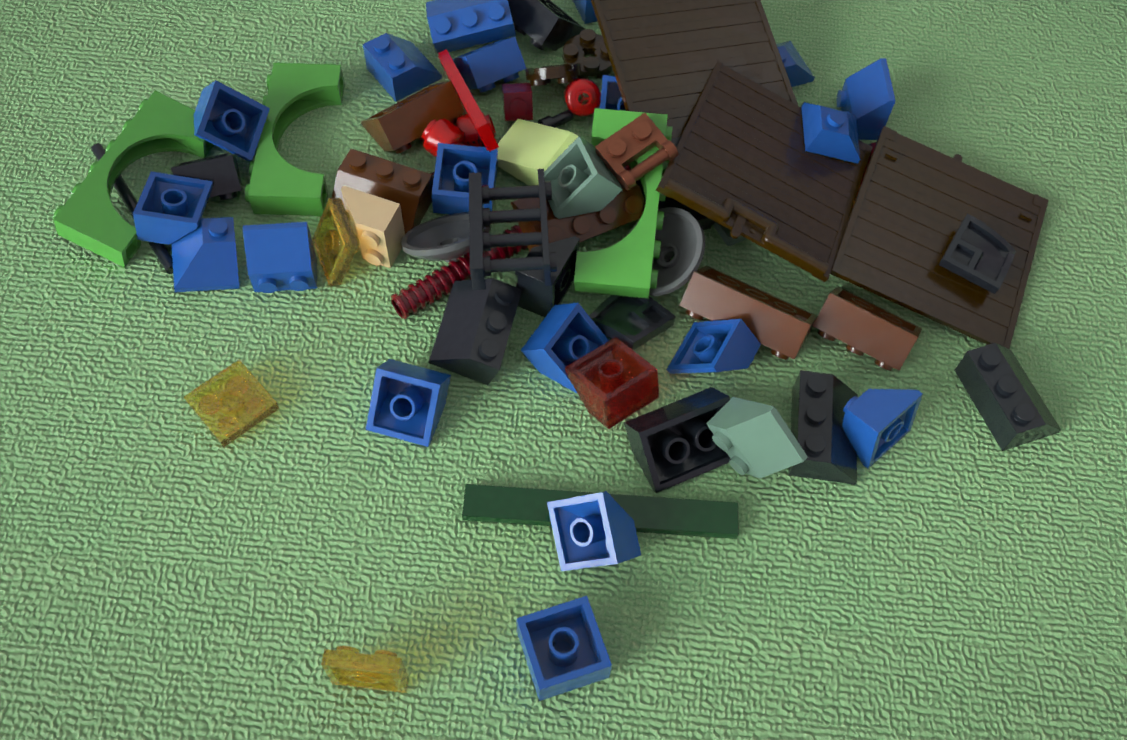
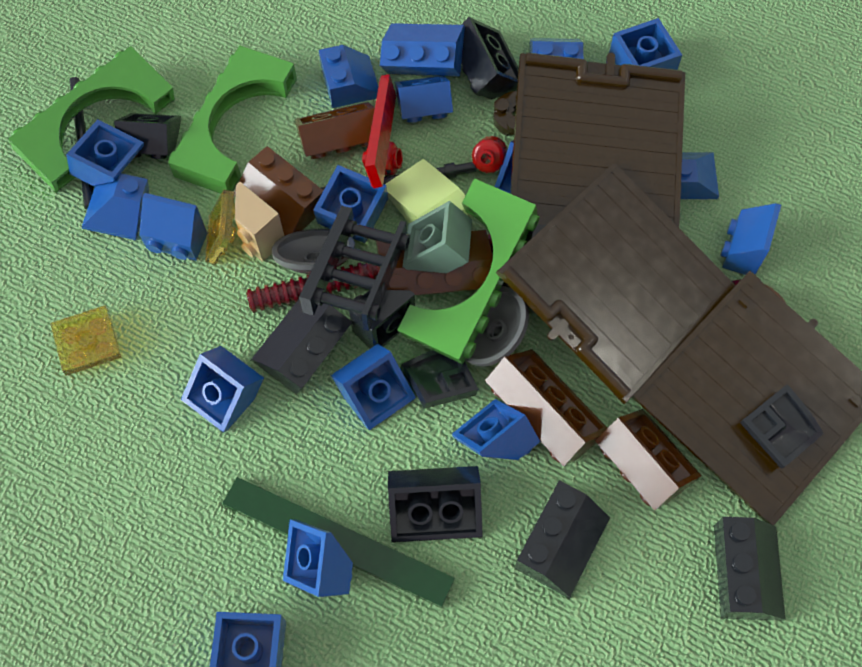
camera: 25 degrees right, 5 degrees up
(229, 120) = (177, 92): blue slope -> none
(377, 671) = (87, 605): clear yellow plate -> none
(441, 132) = (350, 156): red head -> none
(517, 101) = (430, 142): dark red brick -> none
(562, 72) = (477, 124): dark brown plate -> none
(613, 382) = (395, 431): clear red slope -> none
(632, 143) = (491, 222): copper plate -> none
(755, 438) = (484, 529): sand green slope -> none
(830, 132) = (696, 261): blue slope -> none
(879, 421) = (609, 552): blue slope -> none

